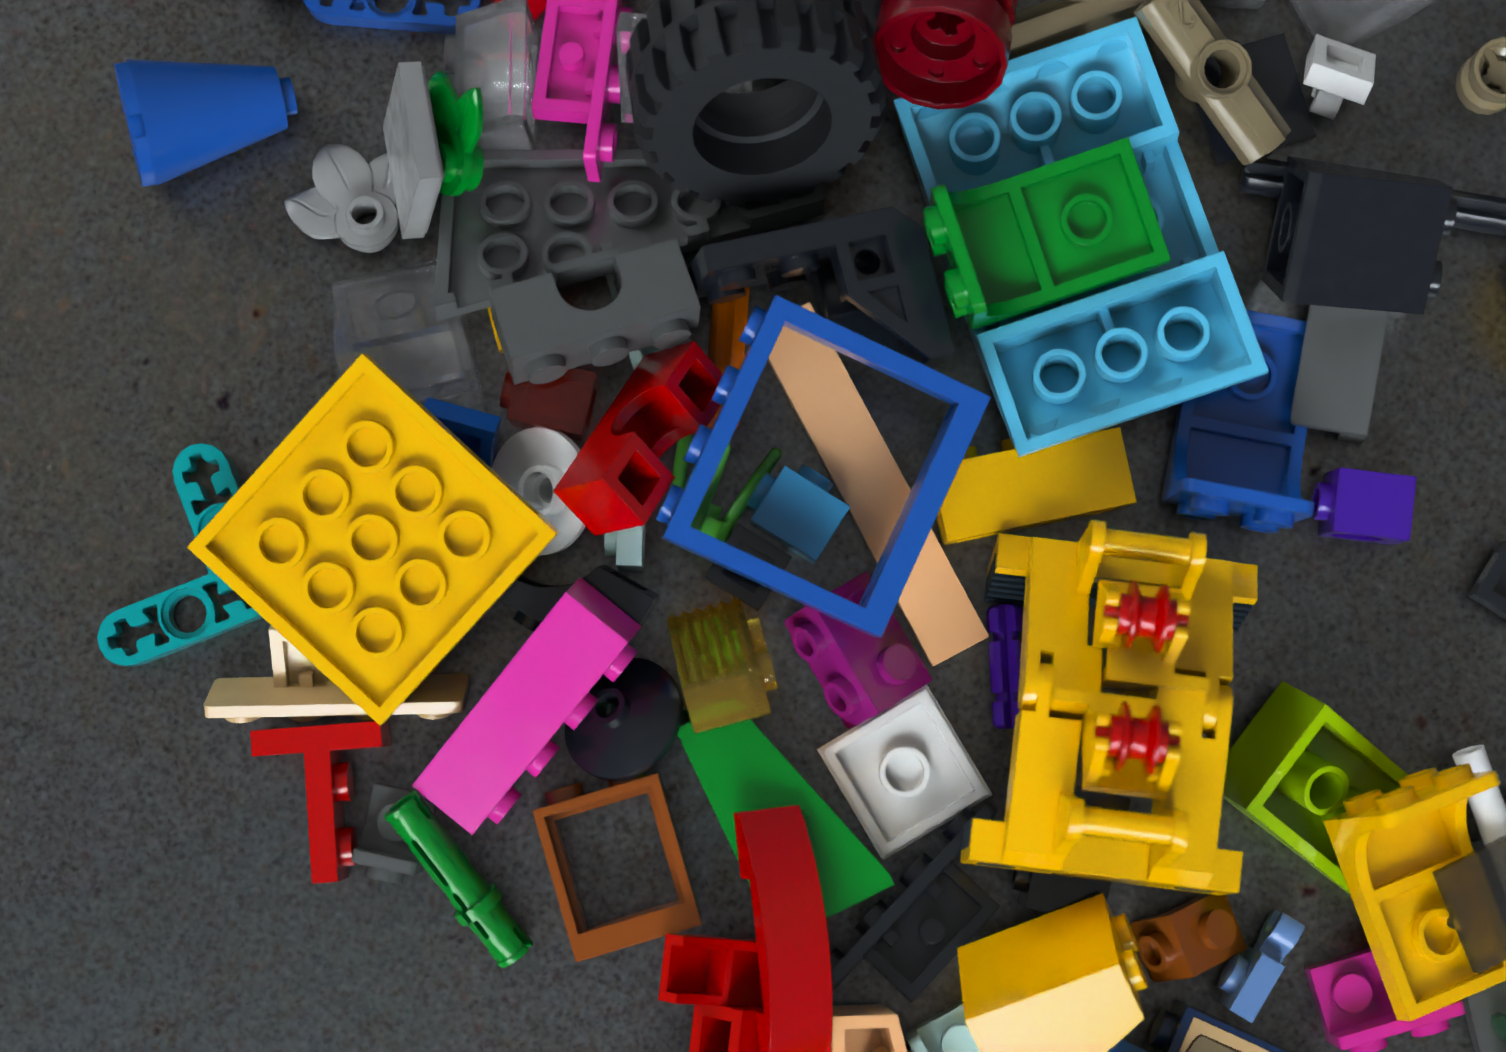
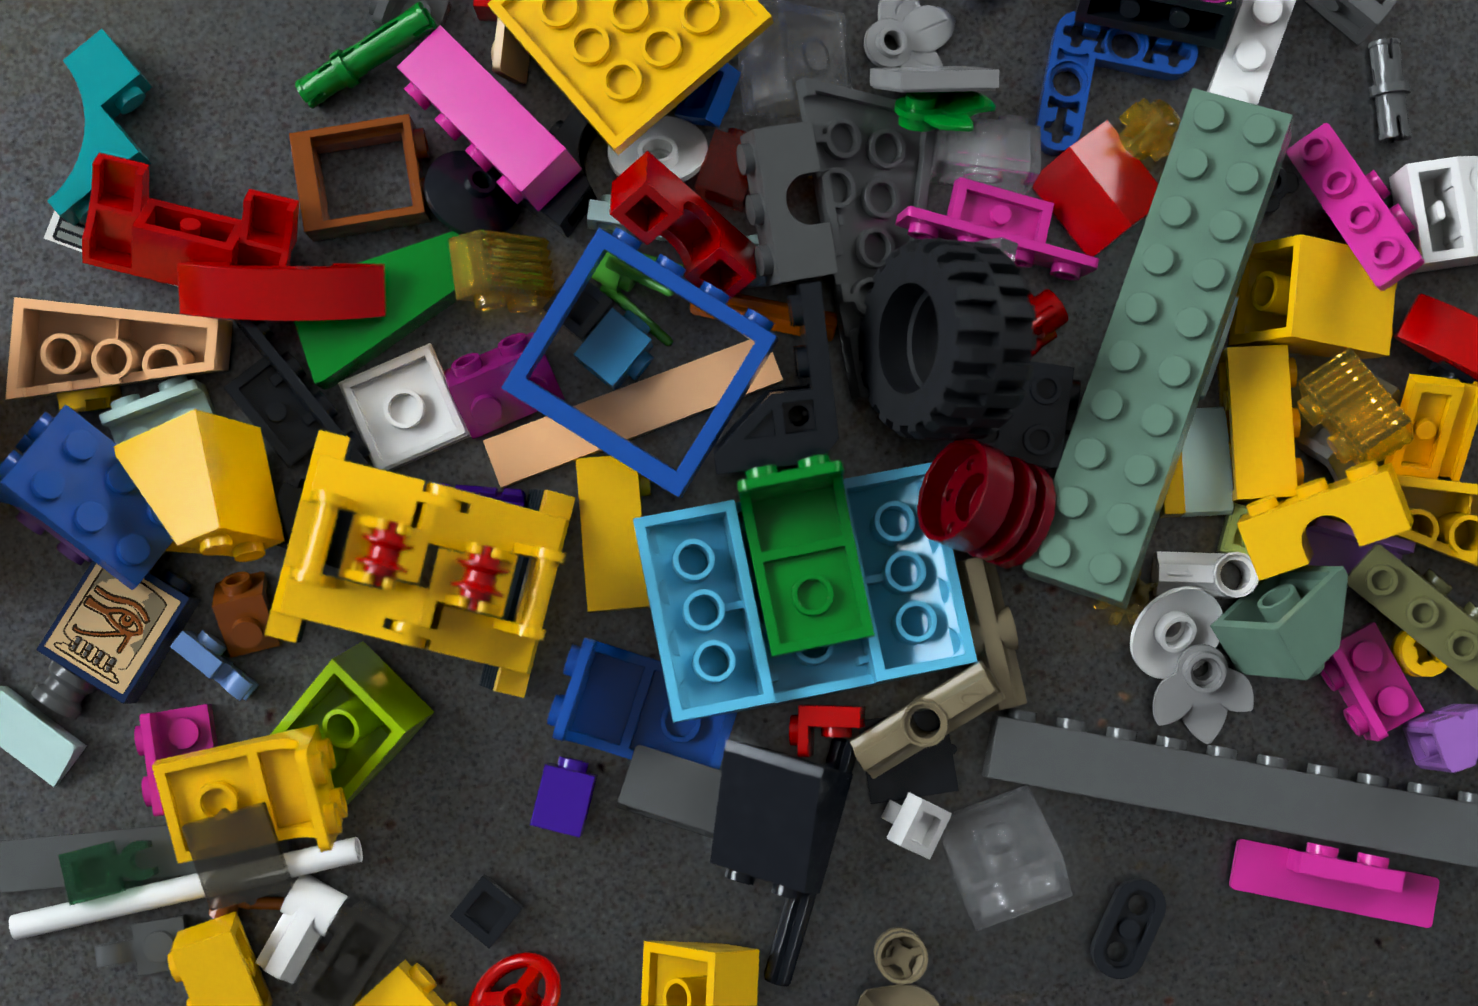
camera: 95 degrees right, 0 degrees up
(1222, 190) = (834, 720): none -> red bracket

